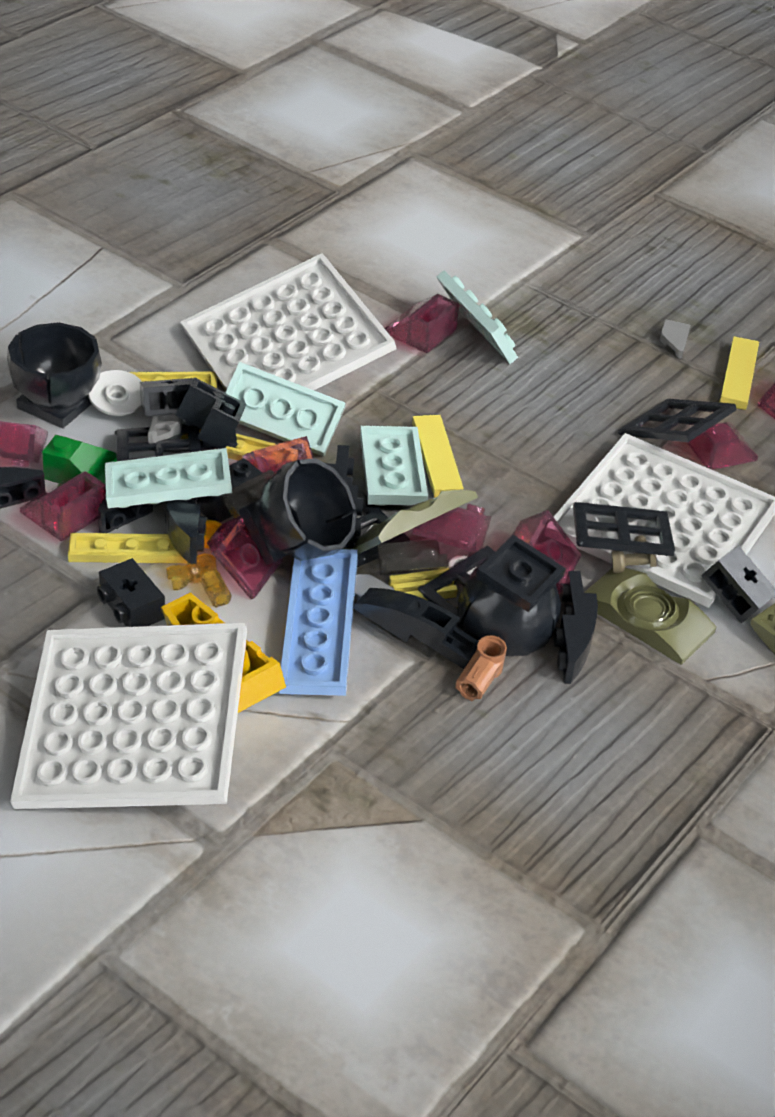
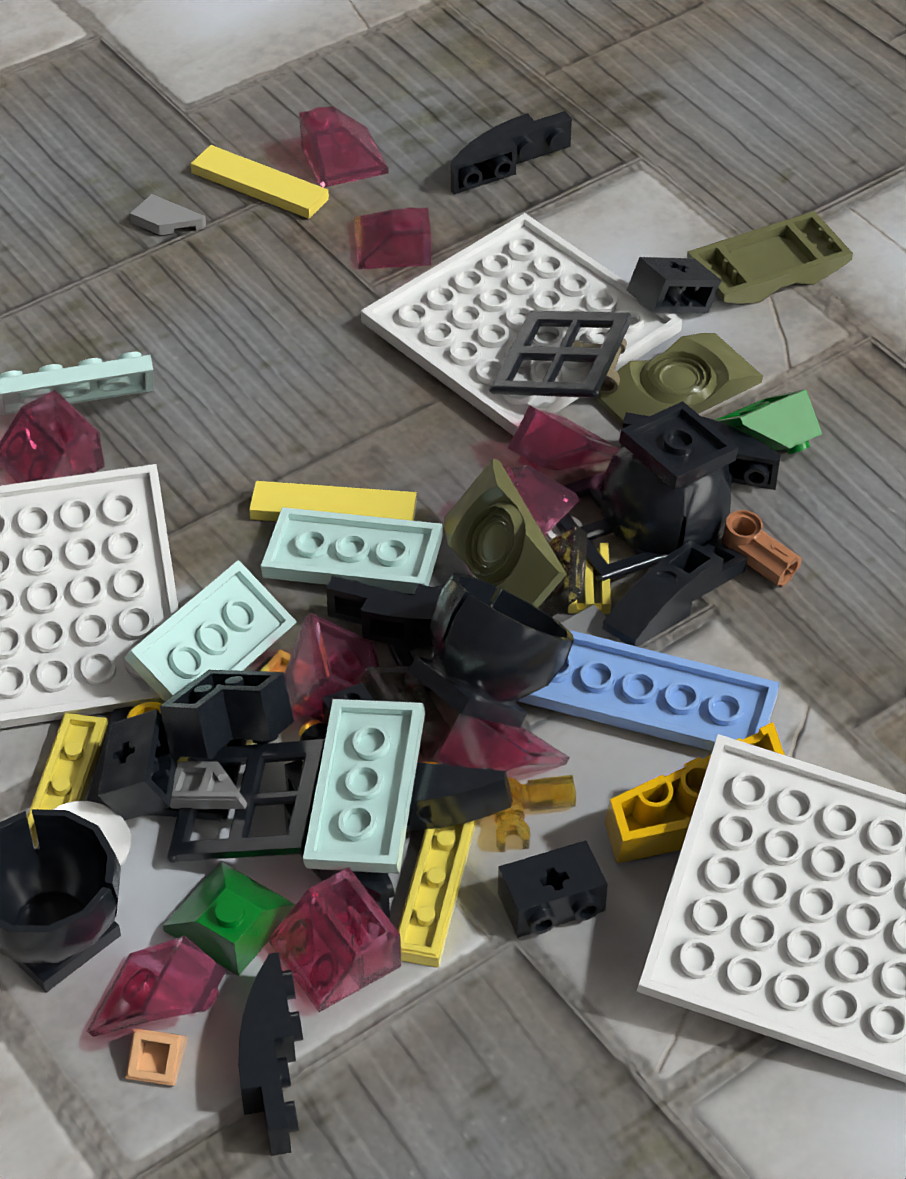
camera: 70 degrees left, 5 degrees up
(619, 662) = (778, 421): none -> slope
(688, 408) = (357, 256): black window -> none

